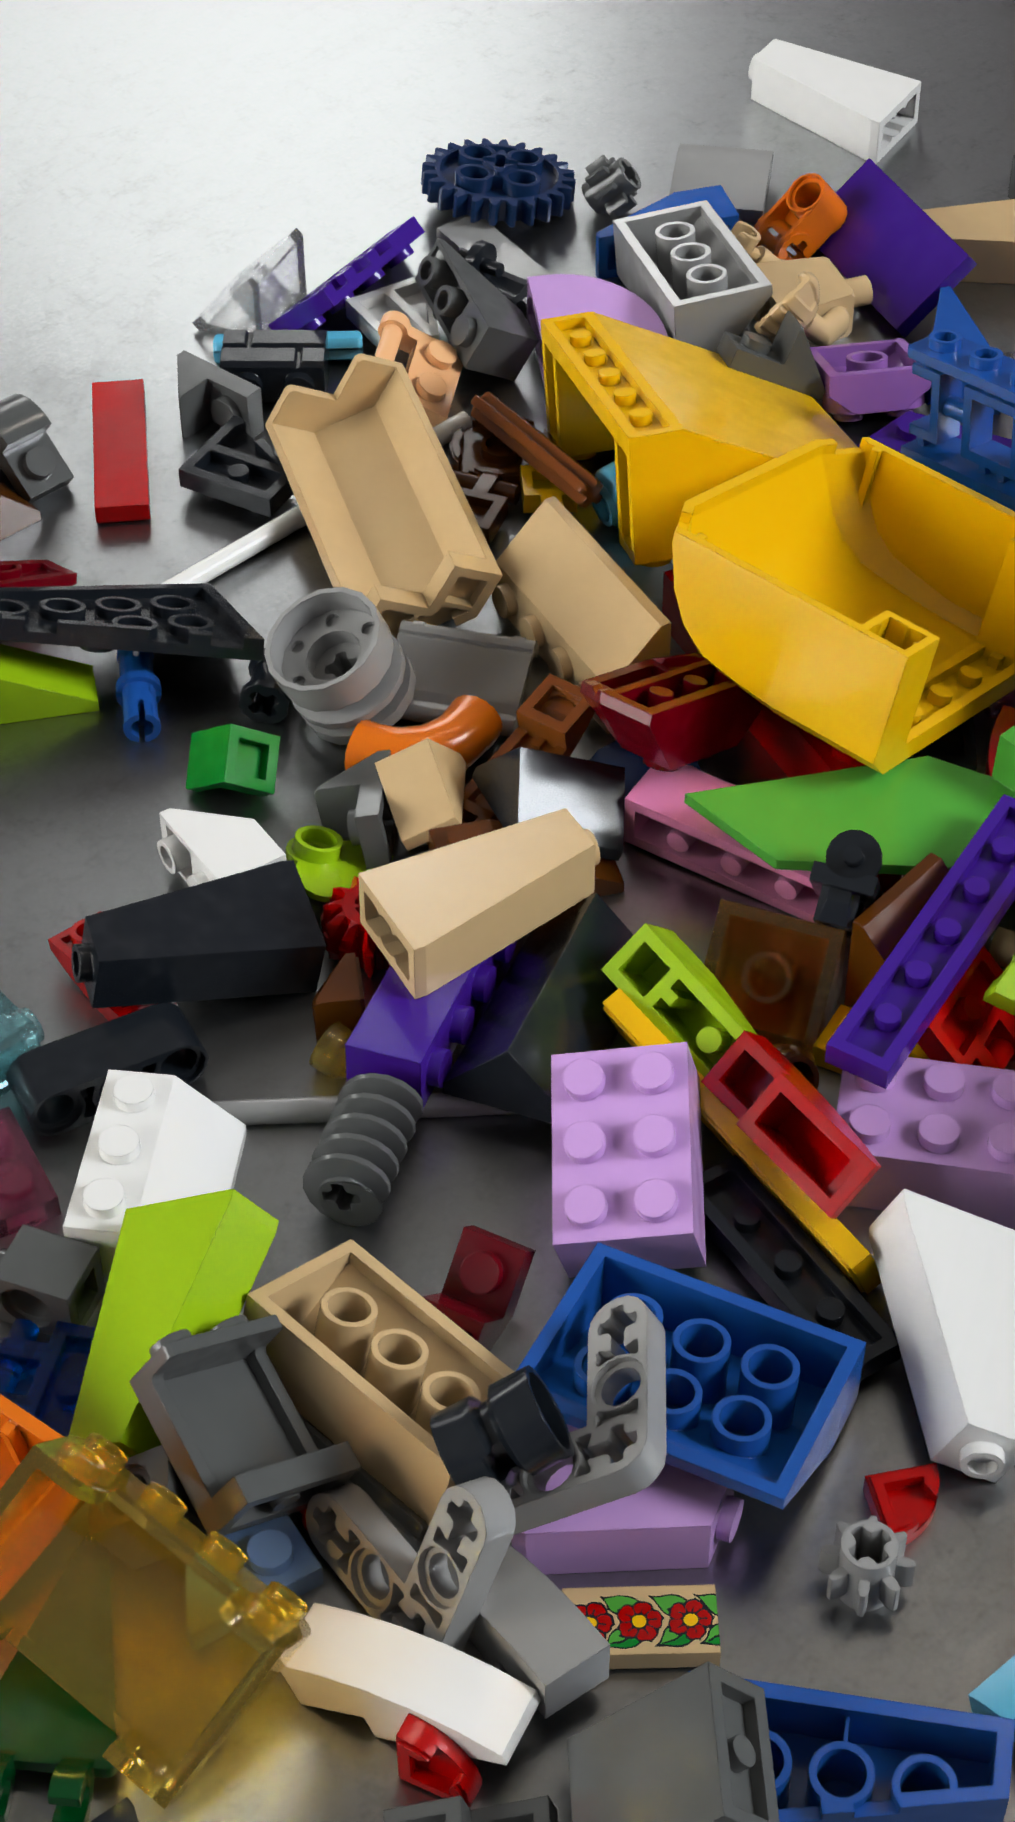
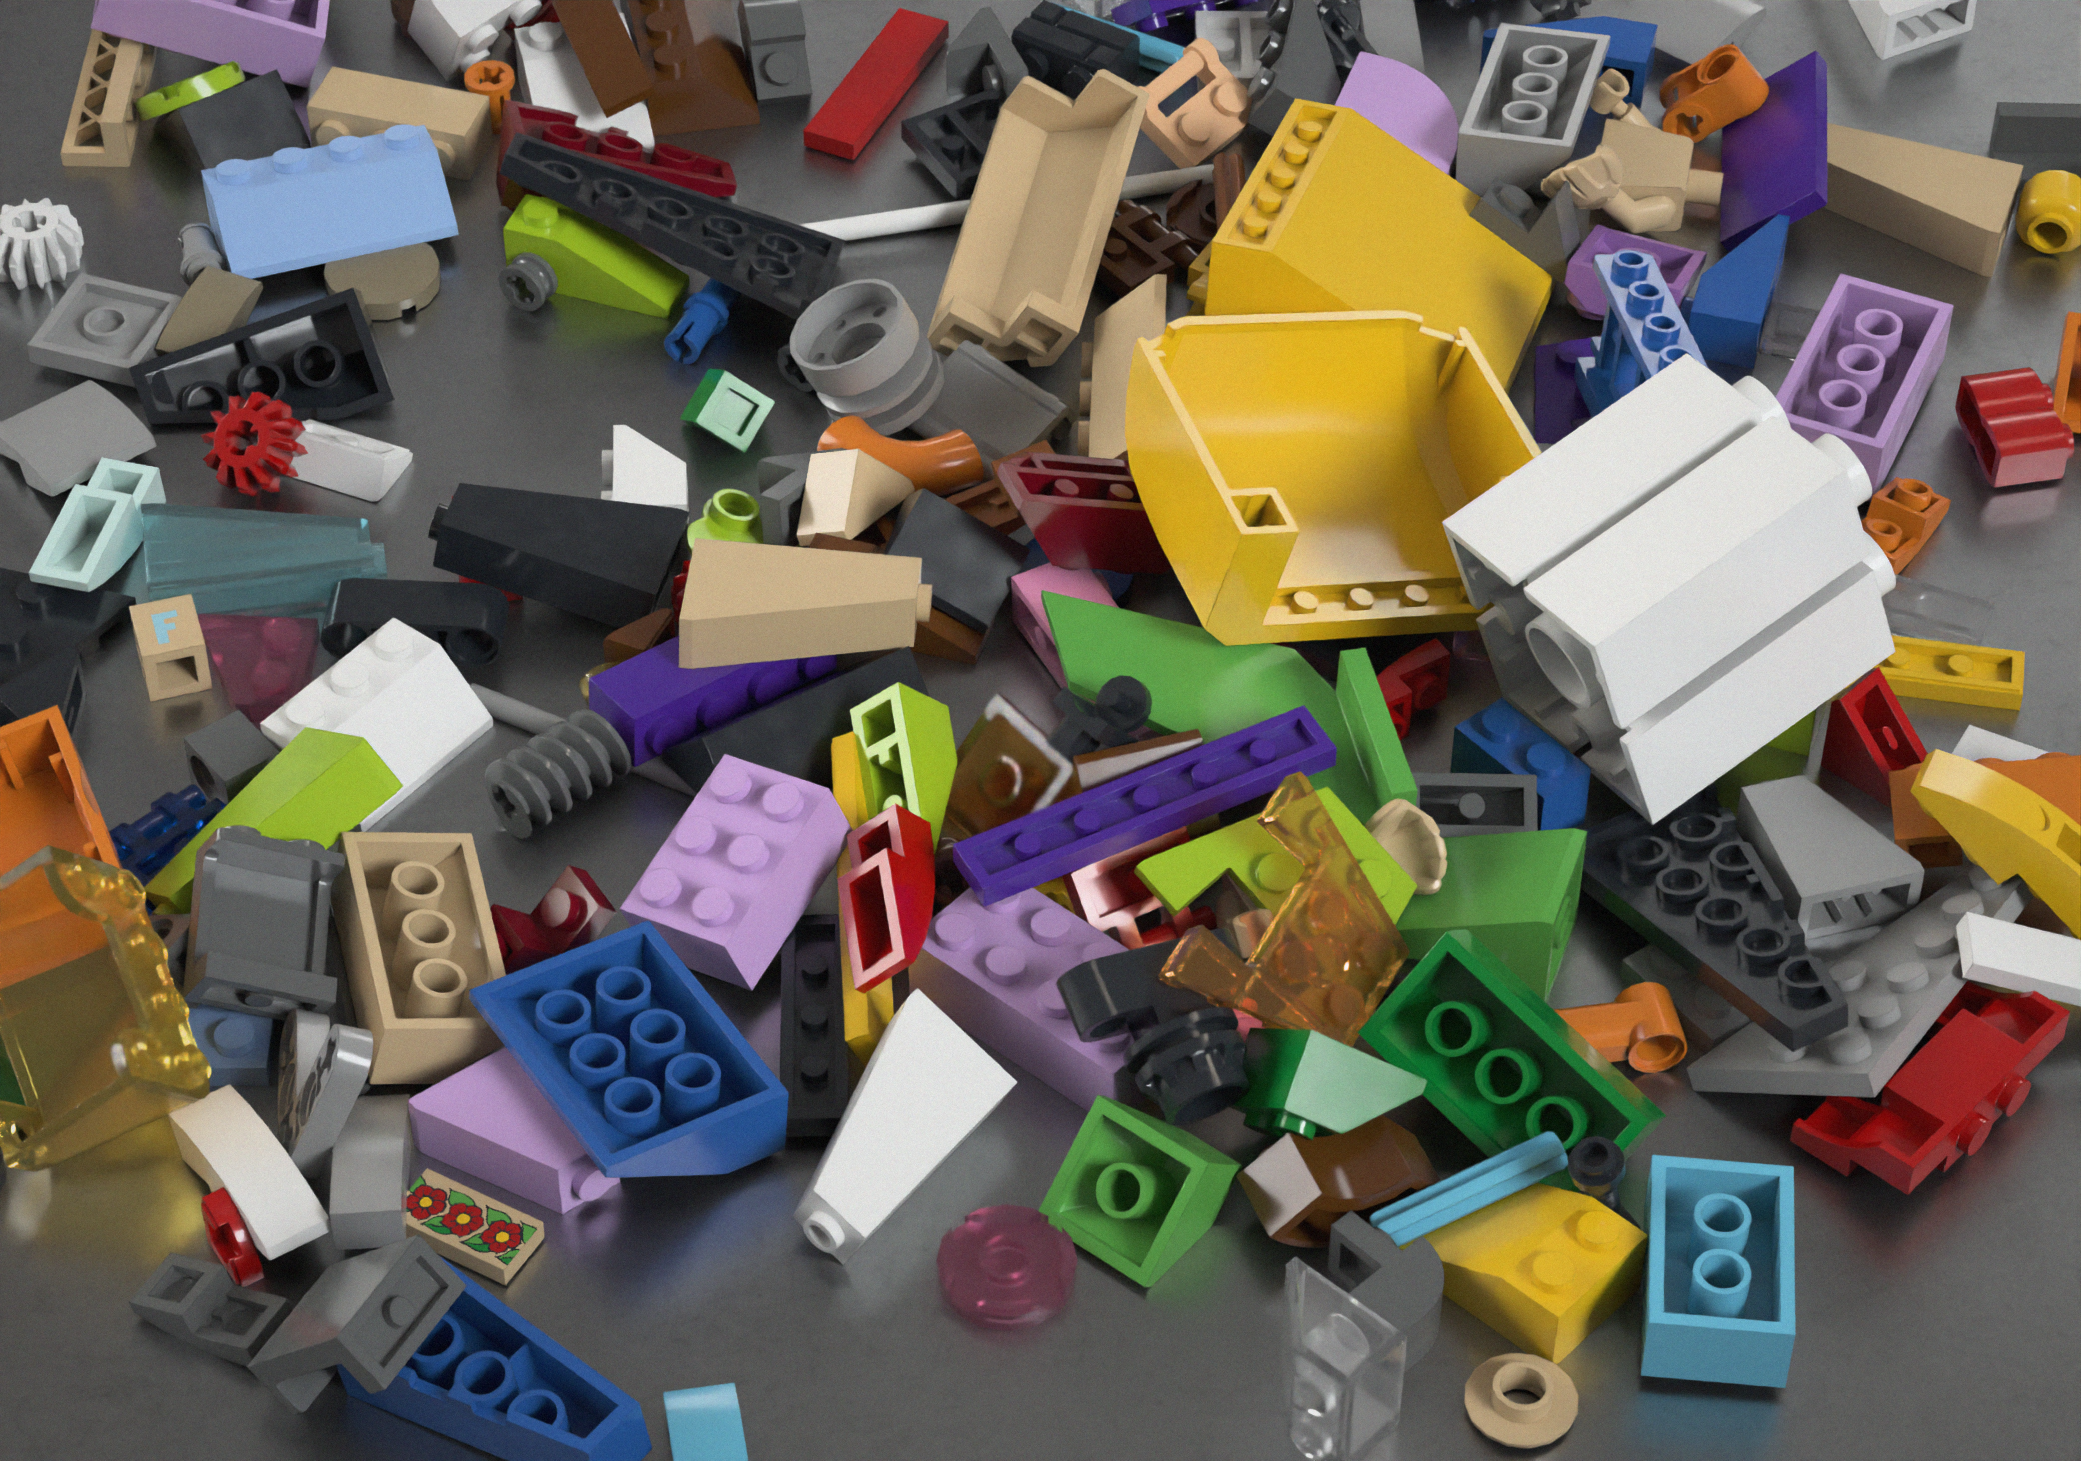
camera: 30 degrees right, 0 degrees up
(503, 1434) = (418, 1011): black wheel -> none
(622, 1443) = (513, 1058): light grey beam -> none
(866, 1565) = (667, 1264): light grey gear -> none
(904, 1498) = (750, 1241): red tile -> none

